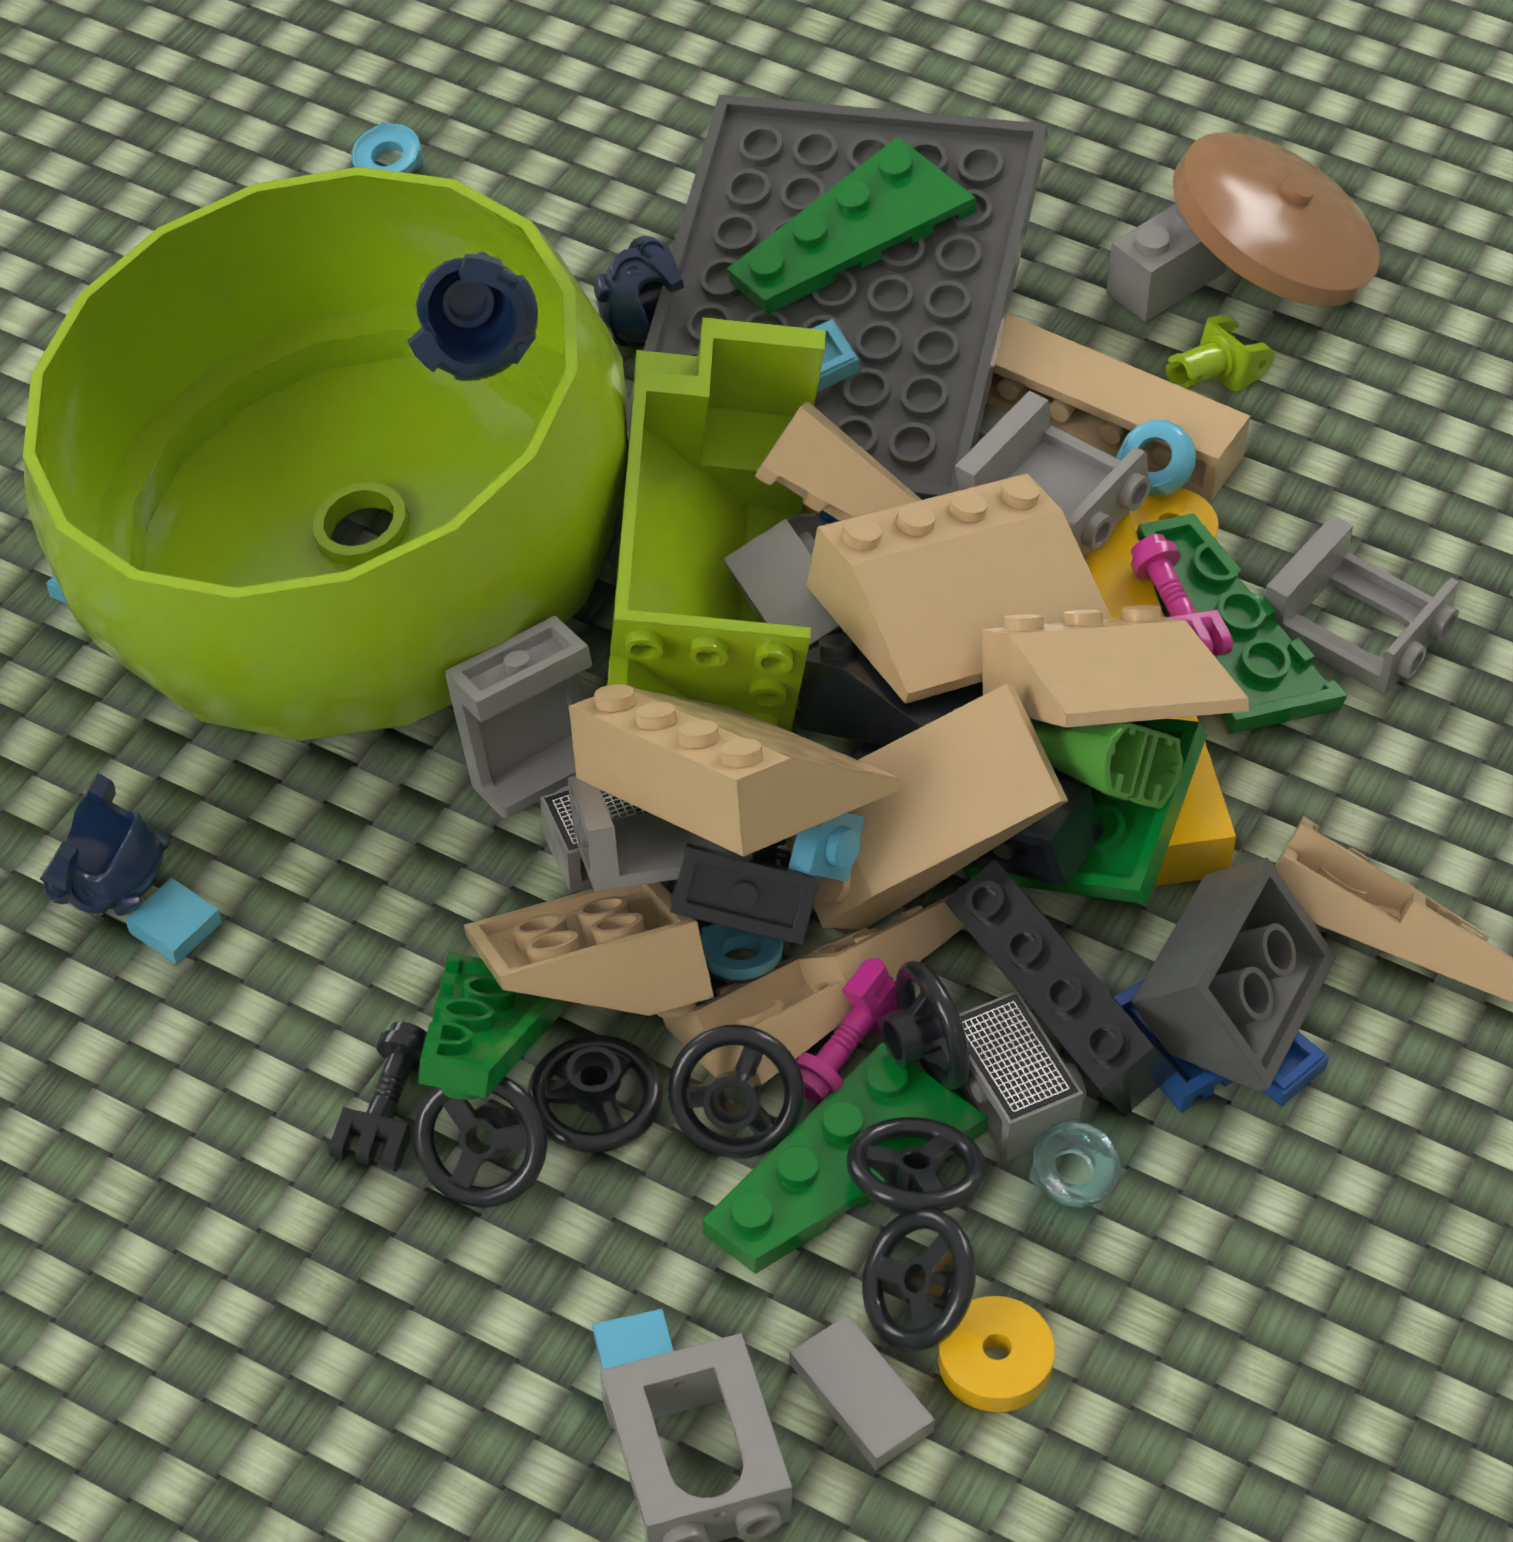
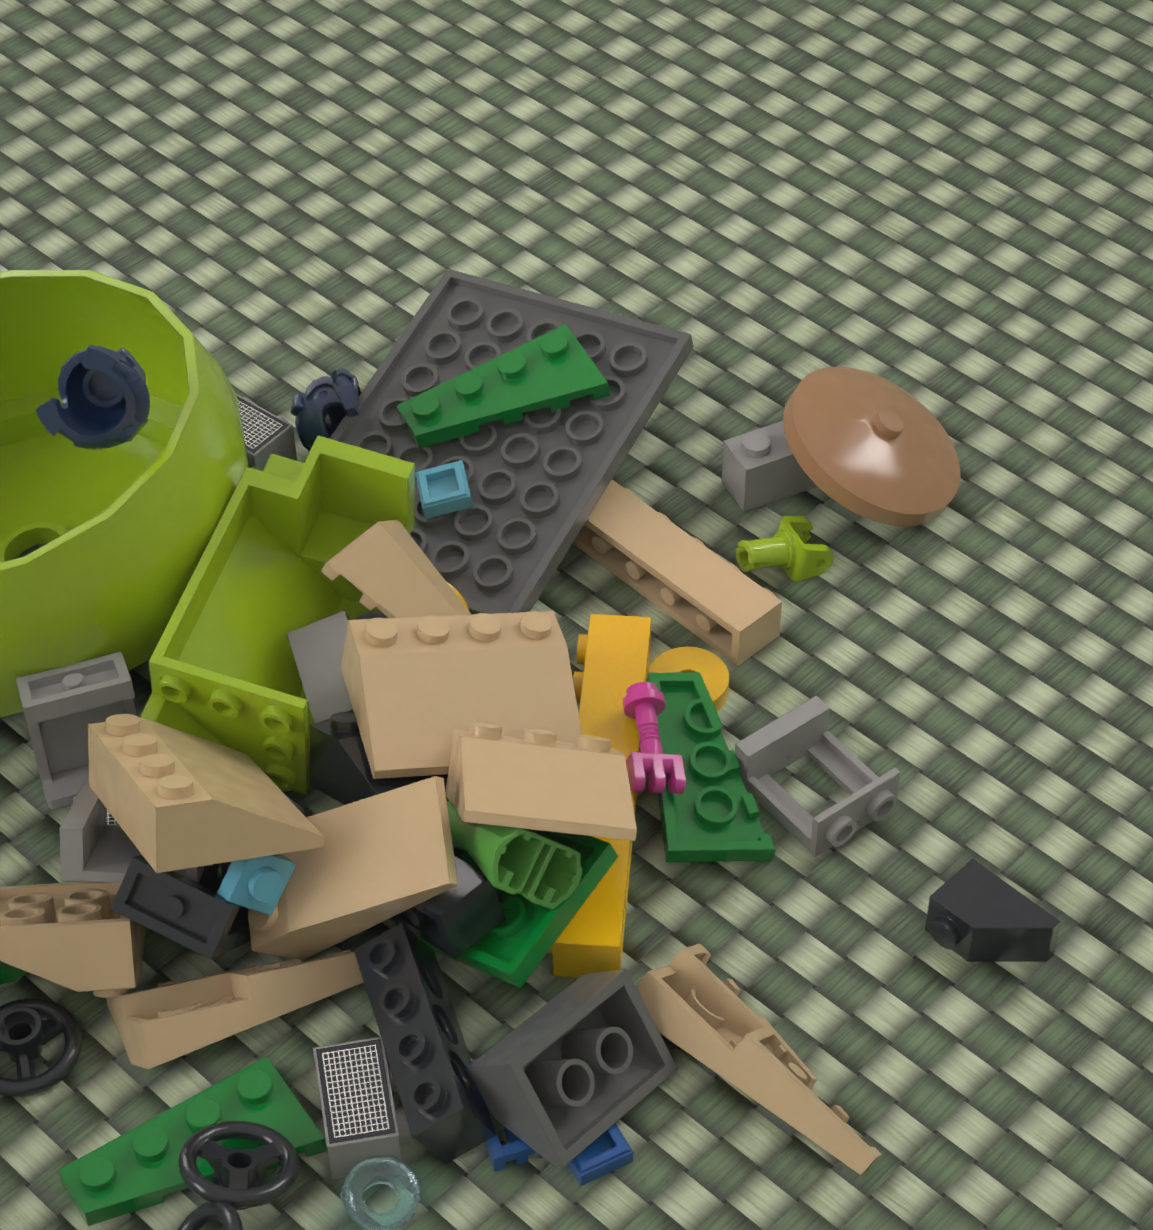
camera: 15 degrees right, 5 degrees down
(387, 138) = (194, 263): medium azure piece -> none
(720, 939) = (162, 952): medium azure piece -> none
(729, 1115) = (97, 1078): black piece -> none
(871, 996) = (270, 1022): dark pink hinge -> none
(927, 1027) = (289, 1052): black piece -> none
(1079, 478) = (598, 622): light grey panel -> none
(1183, 454) = (706, 632): medium azure piece -> none

